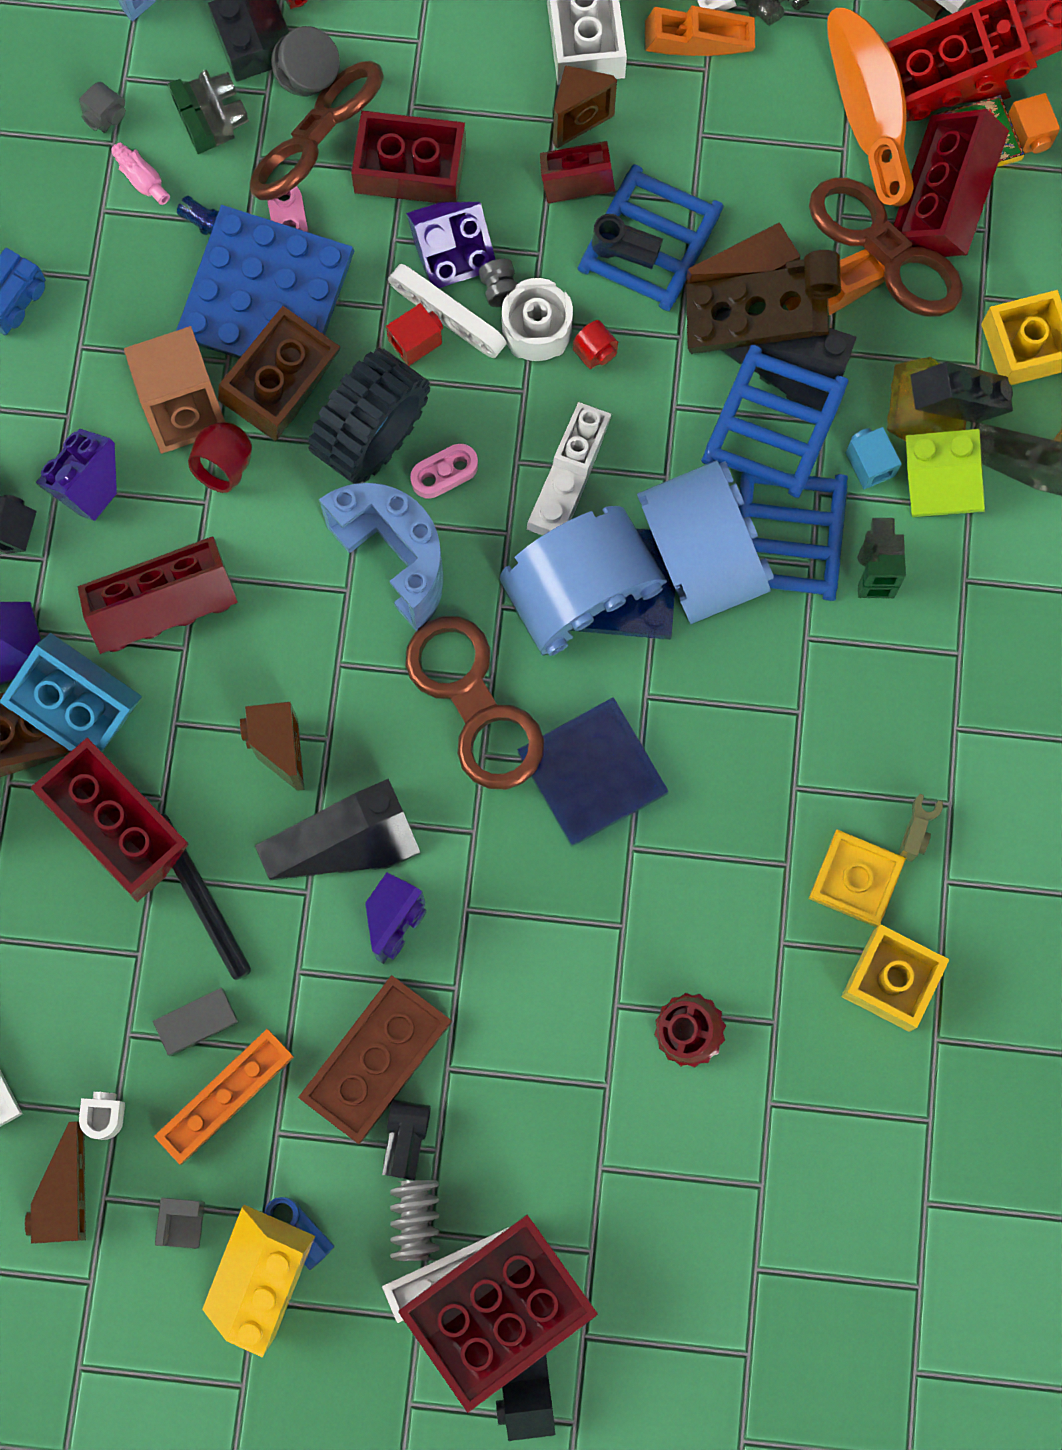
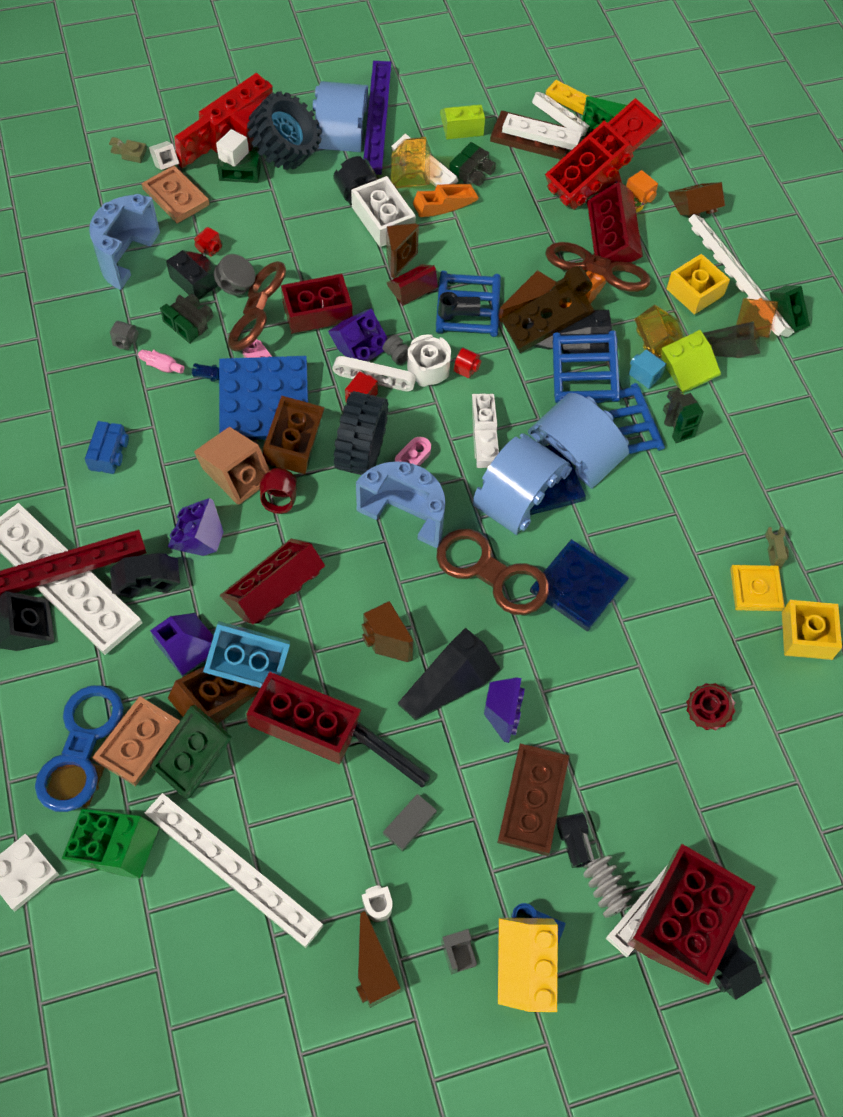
camera: 25 degrees left, 15 degrees down
(224, 1097) = (450, 860): orange plate -> none
(872, 101) = (554, 200): orange plant -> none
(961, 392) = (680, 315): black brick -> none

